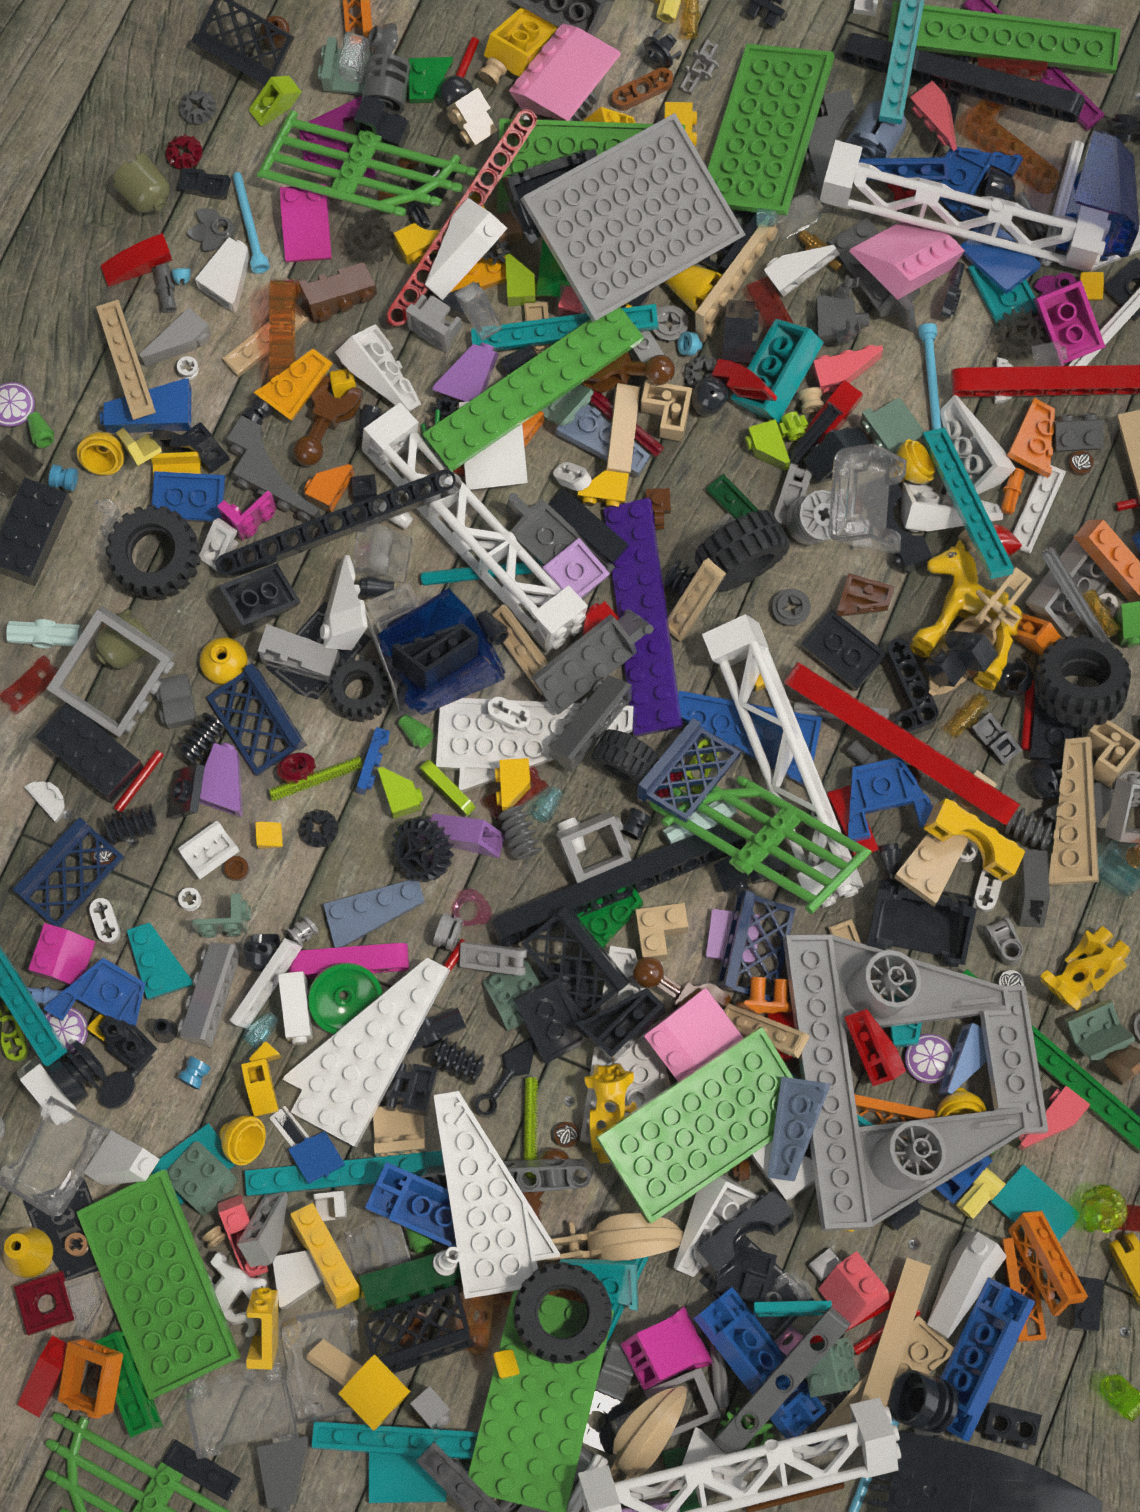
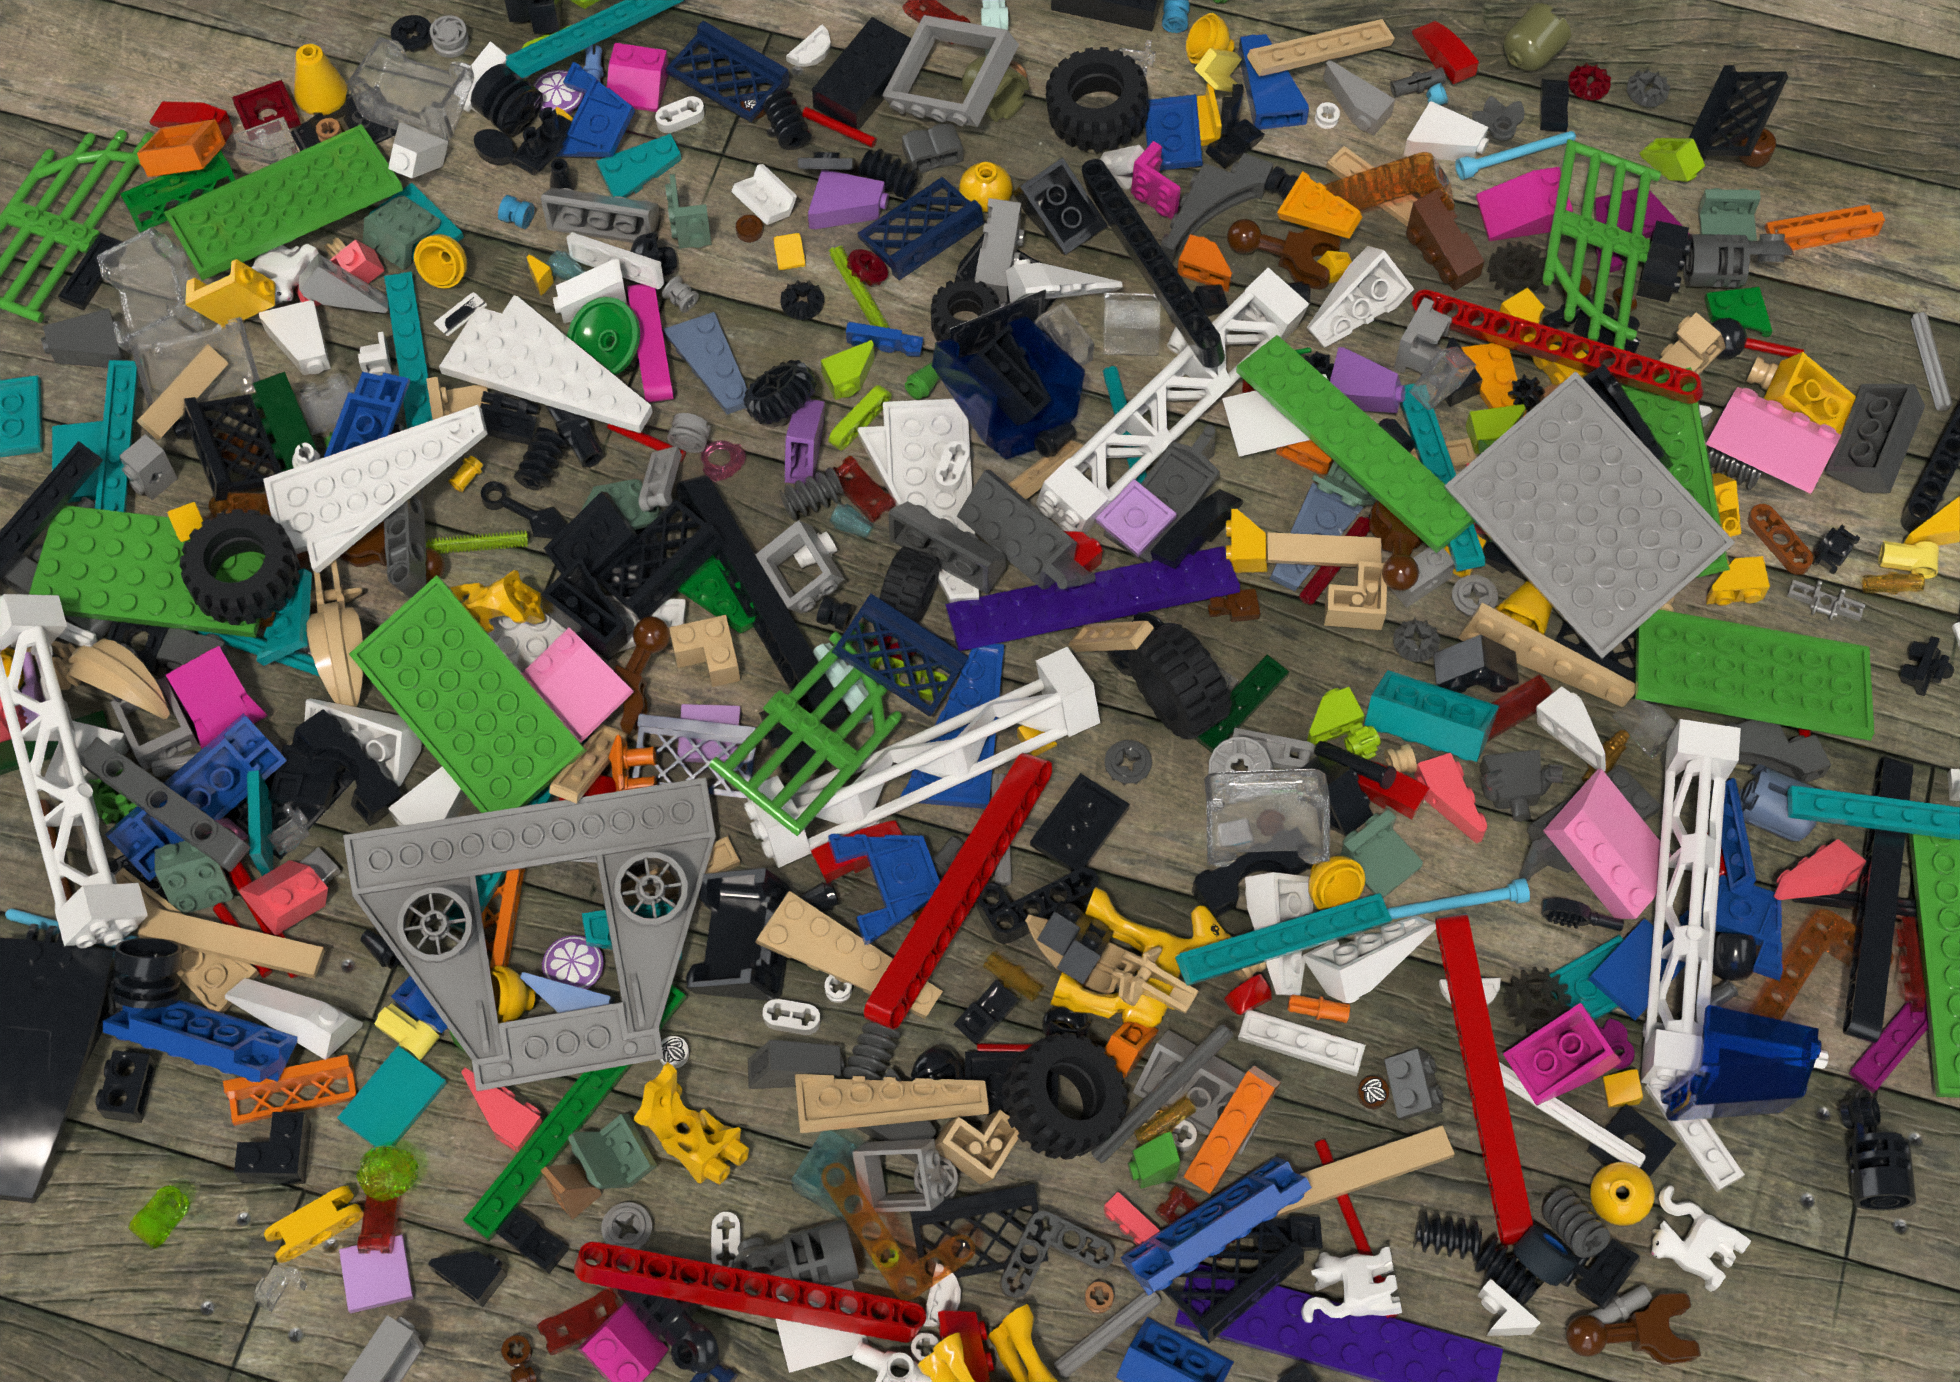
camera: 80 degrees right, 10 degrees down
(185, 905) = (705, 194): white bush -> none
(260, 1087) = (502, 271): yellow slope -> none
(316, 1157) = (426, 334): blue piece -> none
(326, 1255) = (339, 334): yellow arch -> none
(354, 57) = (1740, 217): clear slope -> none
(373, 587) = (1090, 318): black cone -> none
(374, 1392) = (159, 401): yellow slope -> none
(467, 239) = (1519, 348): white wedge -> none
(514, 780) = (867, 475): yellow slope -> none
(566, 1135) = (463, 575): tile -> none
(572, 476) = (1255, 503): white beam -> none
(689, 343) = (1450, 618): medium azure tile -> none
(706, 403) = (1384, 650): black helmet -> none
(742, 381) = (1407, 671): red slope -> none
(742, 1170) = (426, 765): reddish brown plate -> none
(766, 217) = (1627, 676): clear light blue piece -> none
(795, 1120) = (472, 798): sand blue wing -> none
(864, 596) = (1151, 840): reddish brown wing -> none
(875, 1048) = (569, 893): red slope -> none
(999, 855) = (828, 1017): yellow arch -> none
(1003, 936) = (729, 1035): light grey piece -> none
(1034, 439) = (1390, 1026): orange wing -> none
(1048, 1257) = (317, 1106): orange fence -> none
(1049, 354) = (1510, 1032): clear bracket -> none

